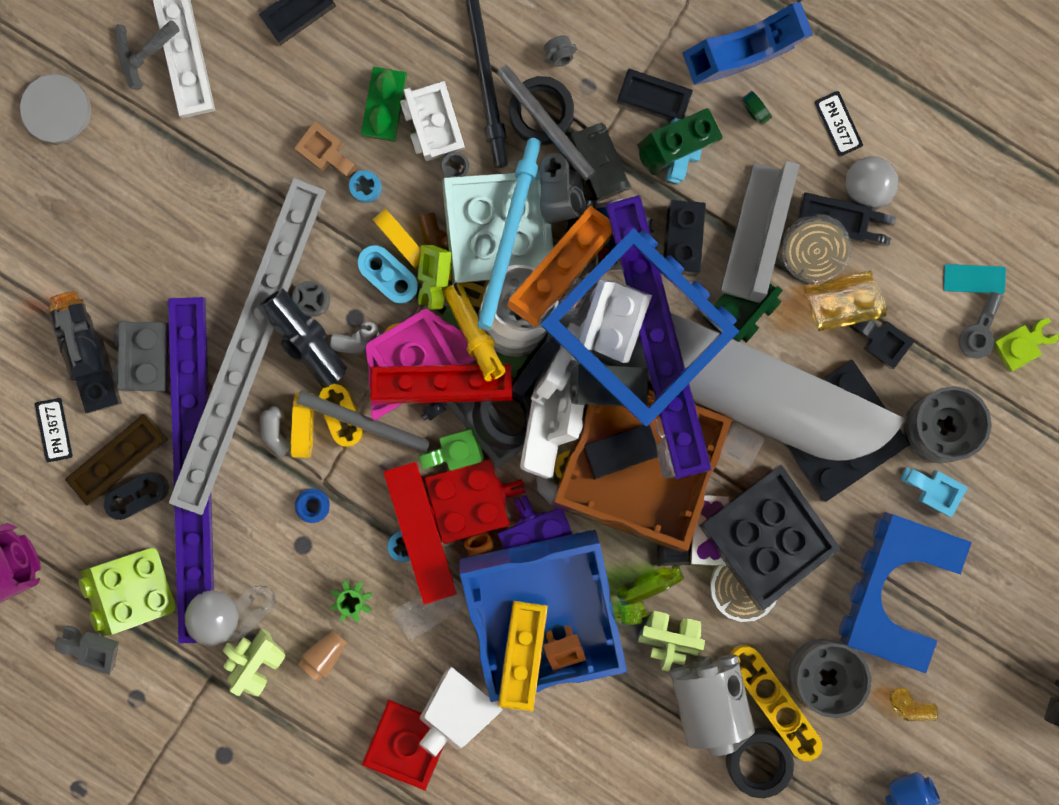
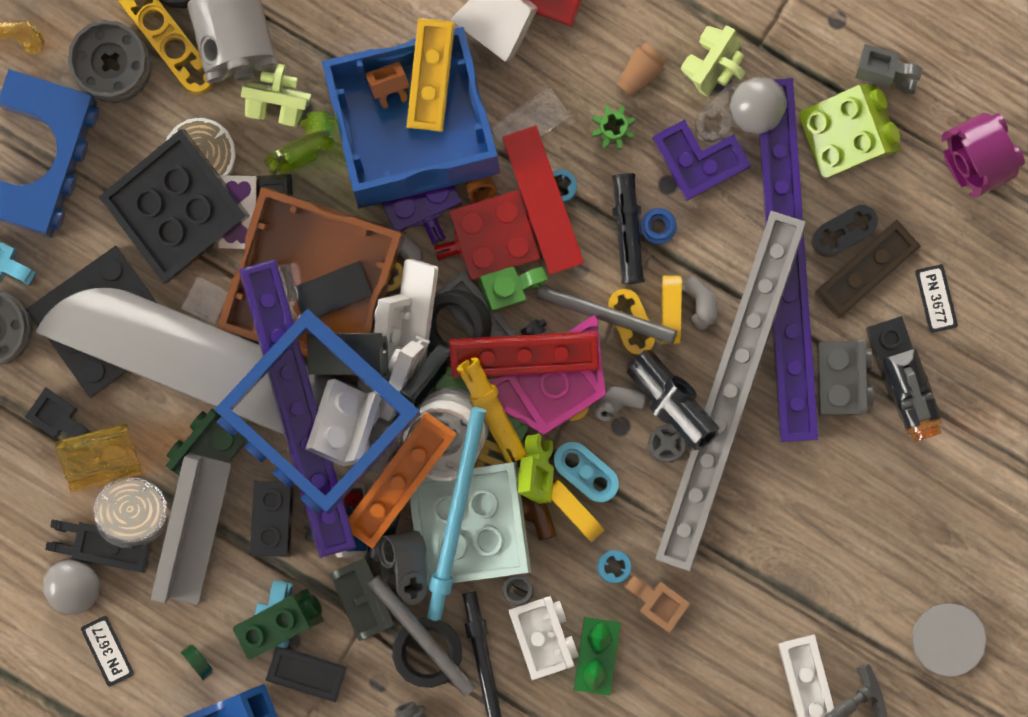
camera: 175 degrees right, 5 degrees down
(277, 560) = (696, 169): none -> dark purple plate
(340, 500) = (627, 213): none -> black pin

